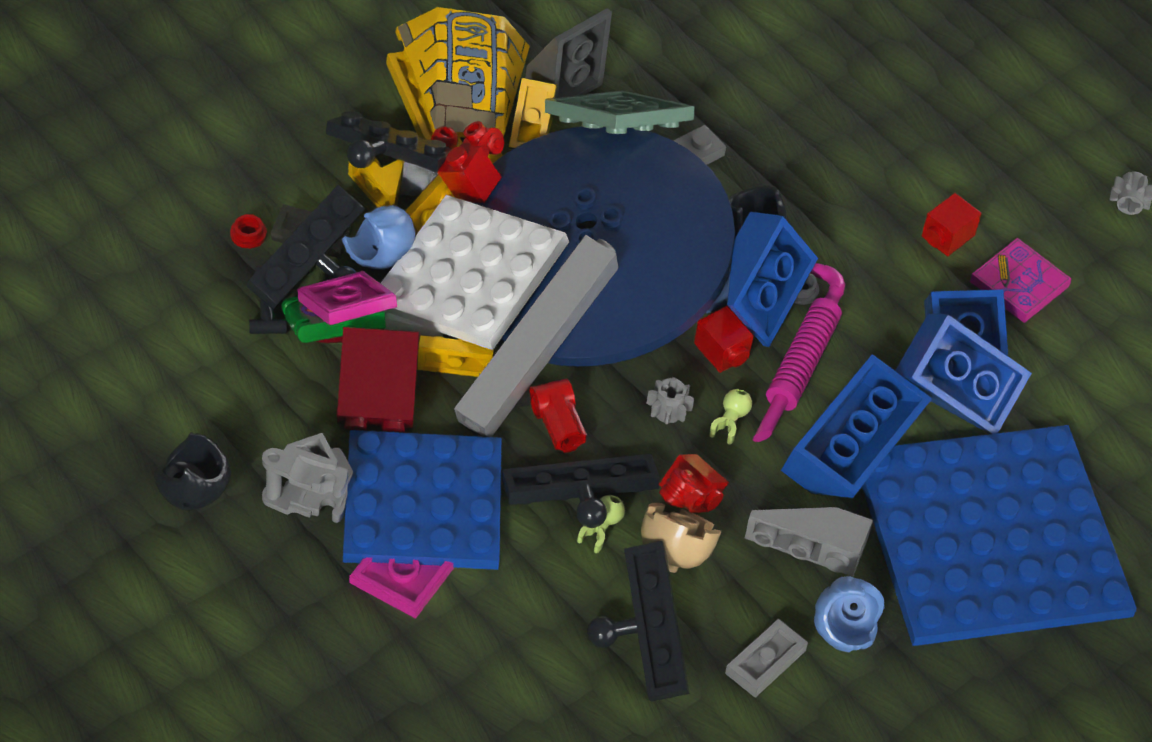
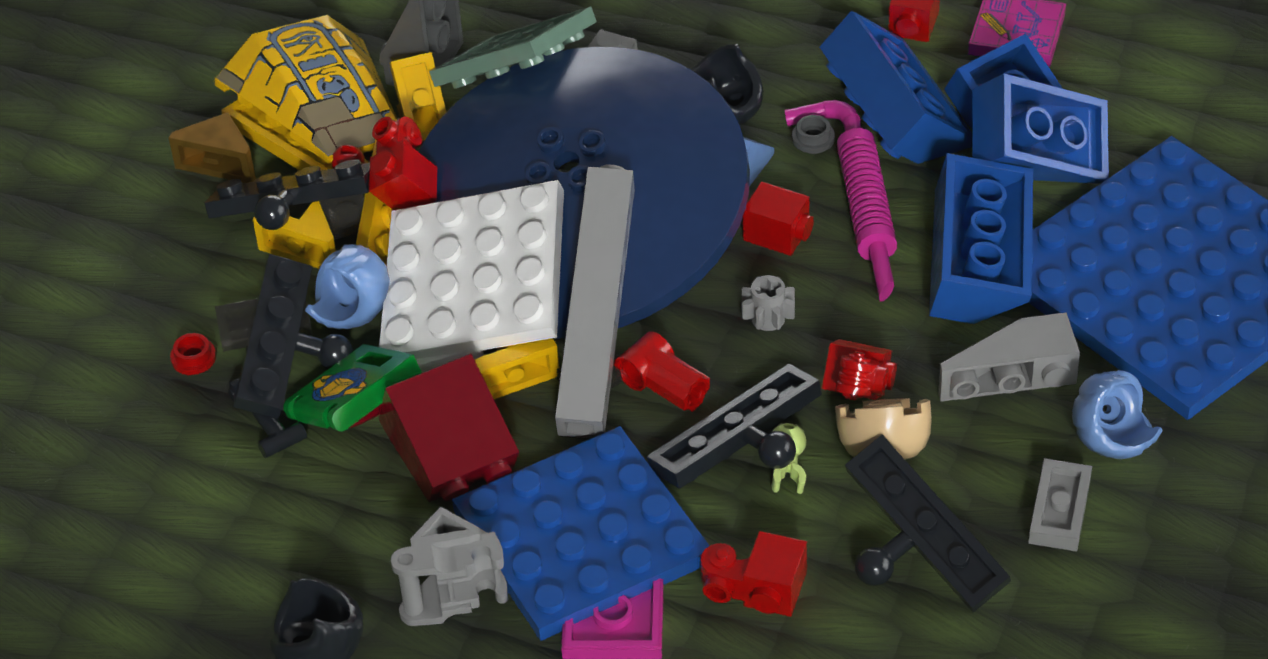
camera: 20 degrees left, 5 degrees down
(346, 298) = (359, 362): dark pink tile -> none
(362, 81) = (213, 149): none -> pearl gold slope
(520, 601) = (764, 581): none -> red brick
(736, 405) = (836, 276): yellowish green arm -> none
(767, 273) = (781, 124): blue slope -> none
(885, 282) = (894, 91): none -> blue slope

